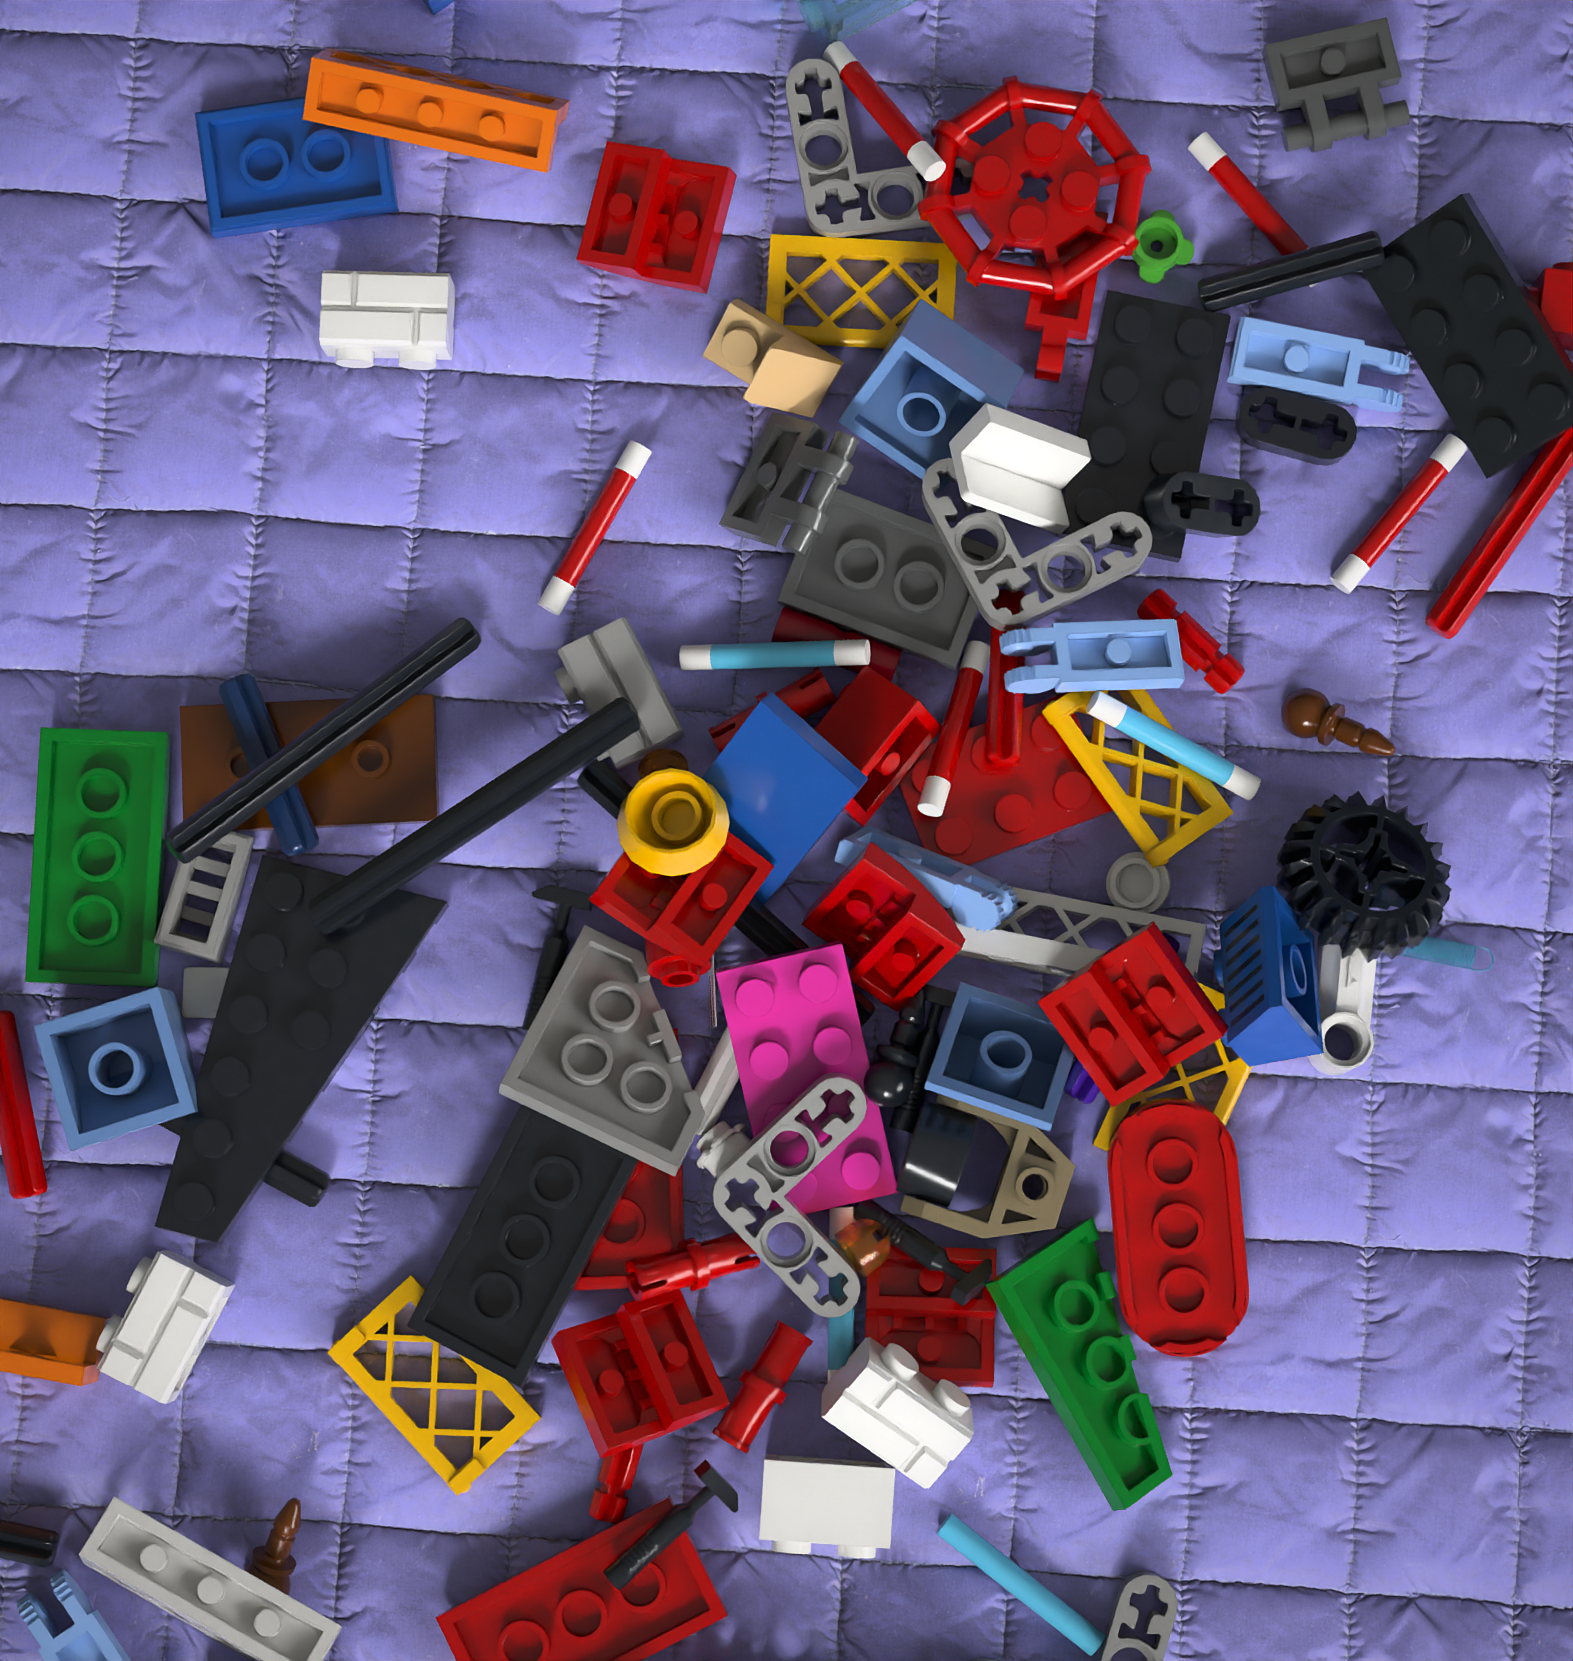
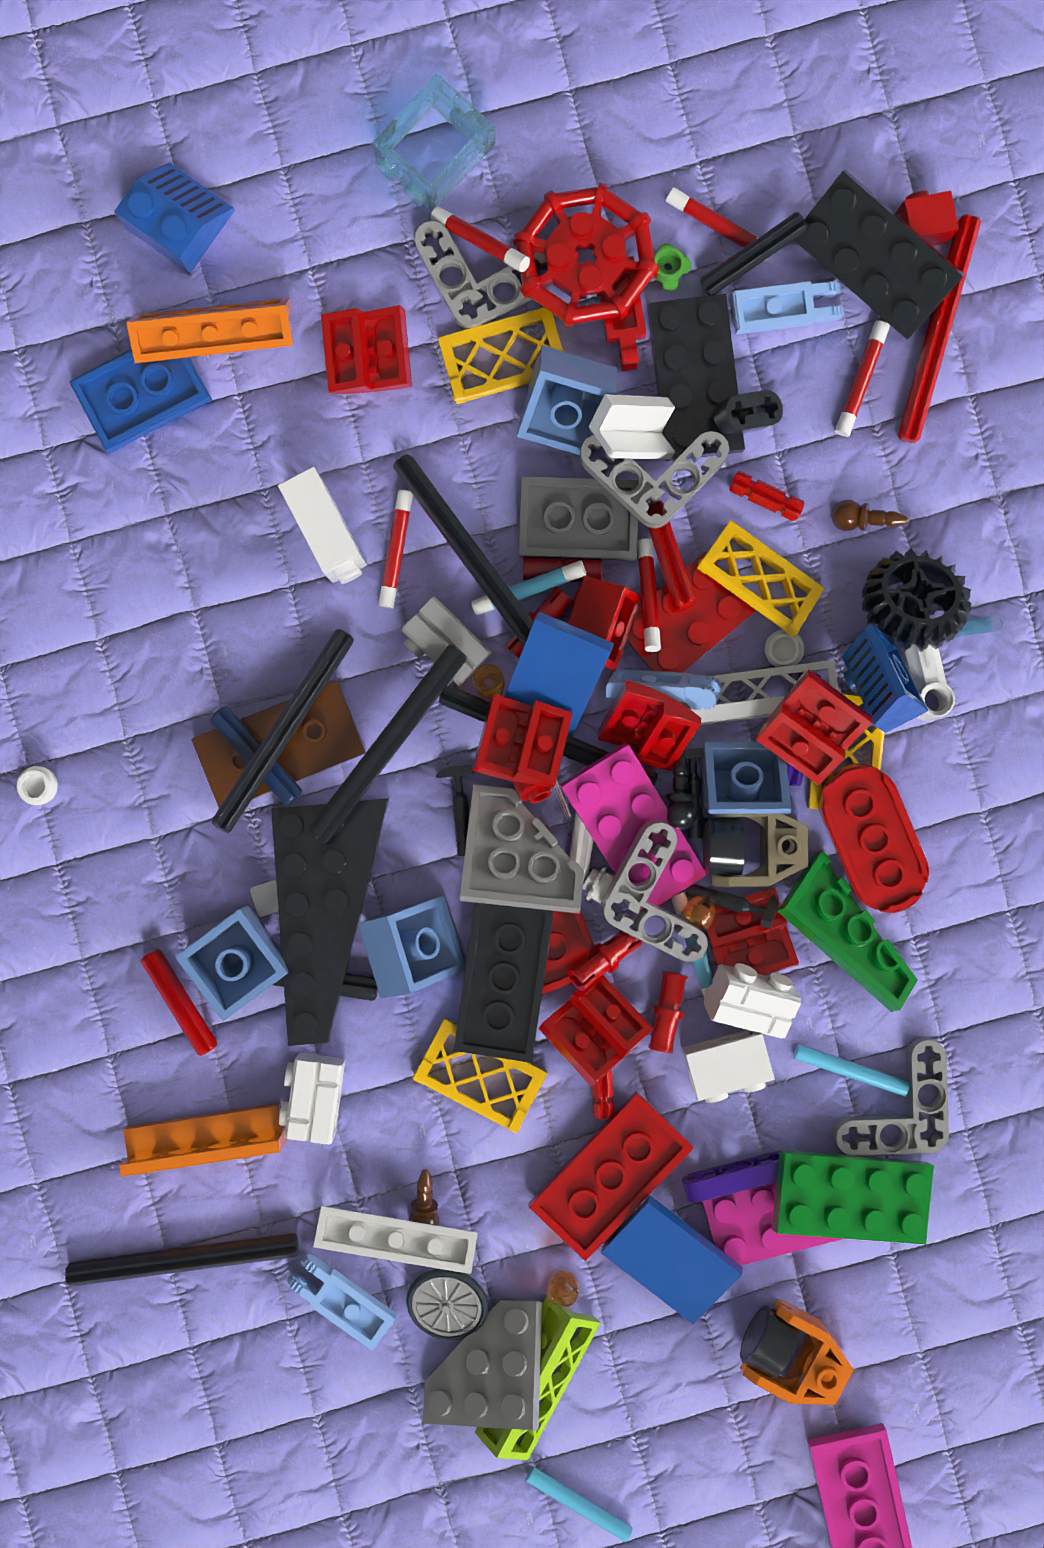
camera: 25 degrees left, 5 degrees up
(98, 857) = (176, 843): green plate -> none
(228, 898) = (232, 857): light grey slope -> none
(387, 317) = (228, 466): white brick -> none
(401, 1143) = (412, 947): none -> medium blue slope
(495, 456) = (323, 526): none -> white brick
(670, 1527) = (644, 1111): black piece -> none
(691, 828) = (505, 708): yellow hat -> none
(698, 557) = (464, 546): none -> black axle
(774, 361) = (465, 412): tan slope -> none
(776, 478) = (493, 479): dark grey plate -> none
(1096, 656) = (719, 524): light blue hinge -> none
(1173, 745) = (778, 560): medium azure bar -> none
(1300, 412) = (786, 356): black beam -> none
(1333, 66) = (735, 121): dark grey plate -> none

